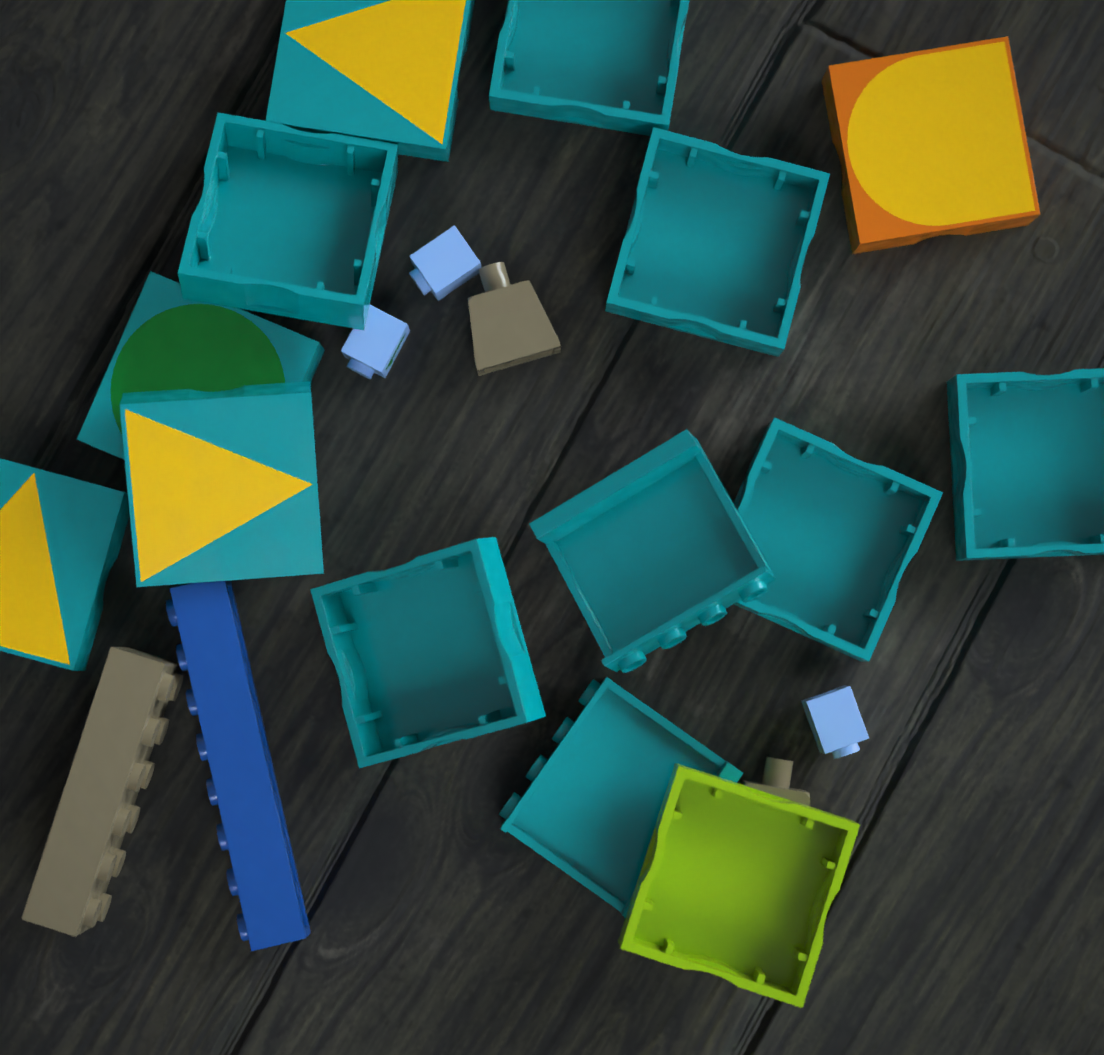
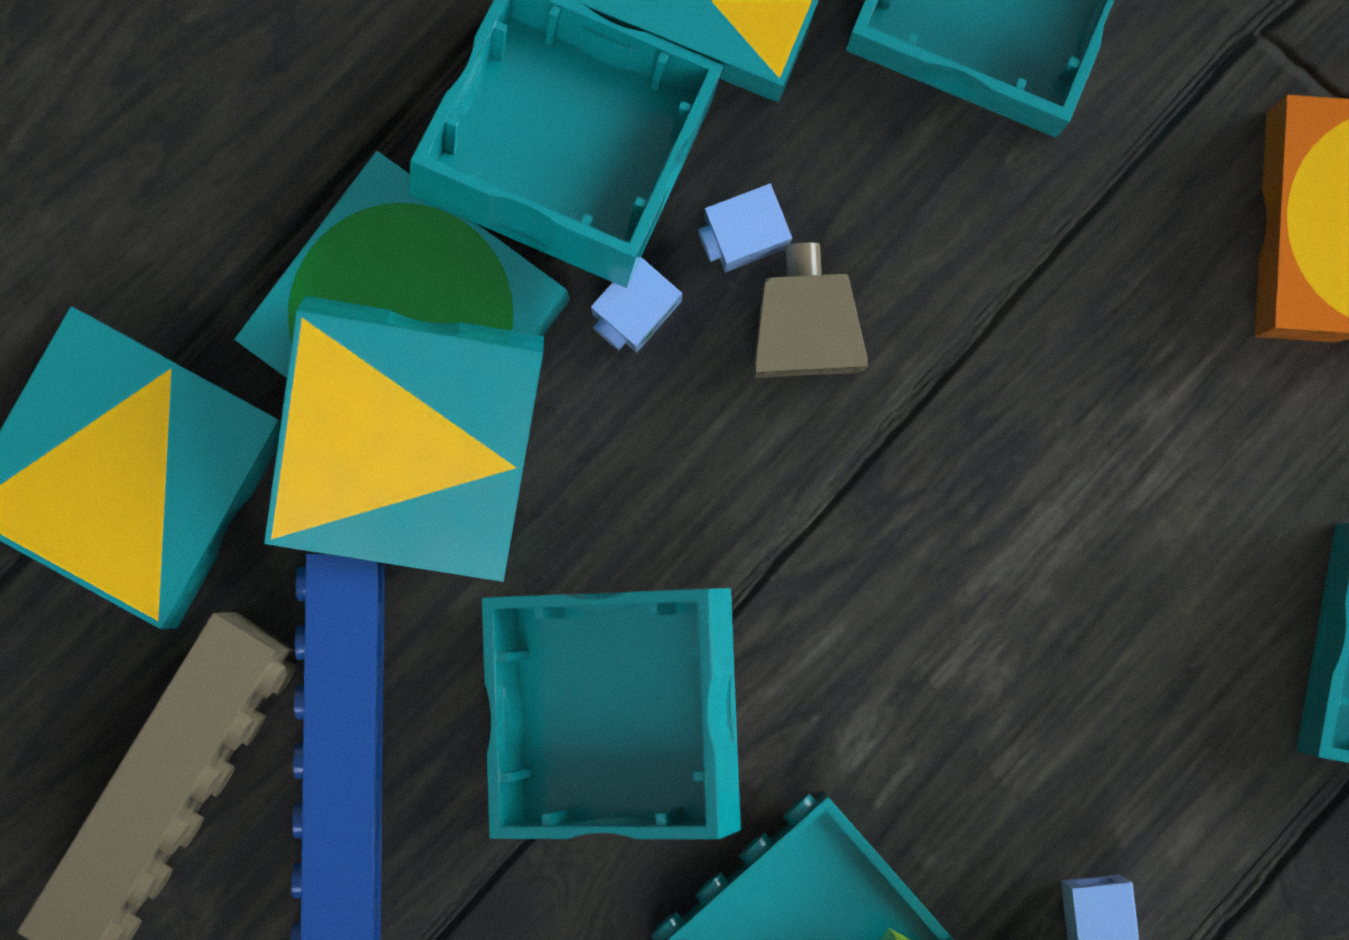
camera: 10 degrees right, 0 degrees up
(654, 552) = (925, 656): teal panel -> none
(717, 242) = (1093, 283): teal tile -> none
(831, 537) = (1134, 687): teal tile -> none

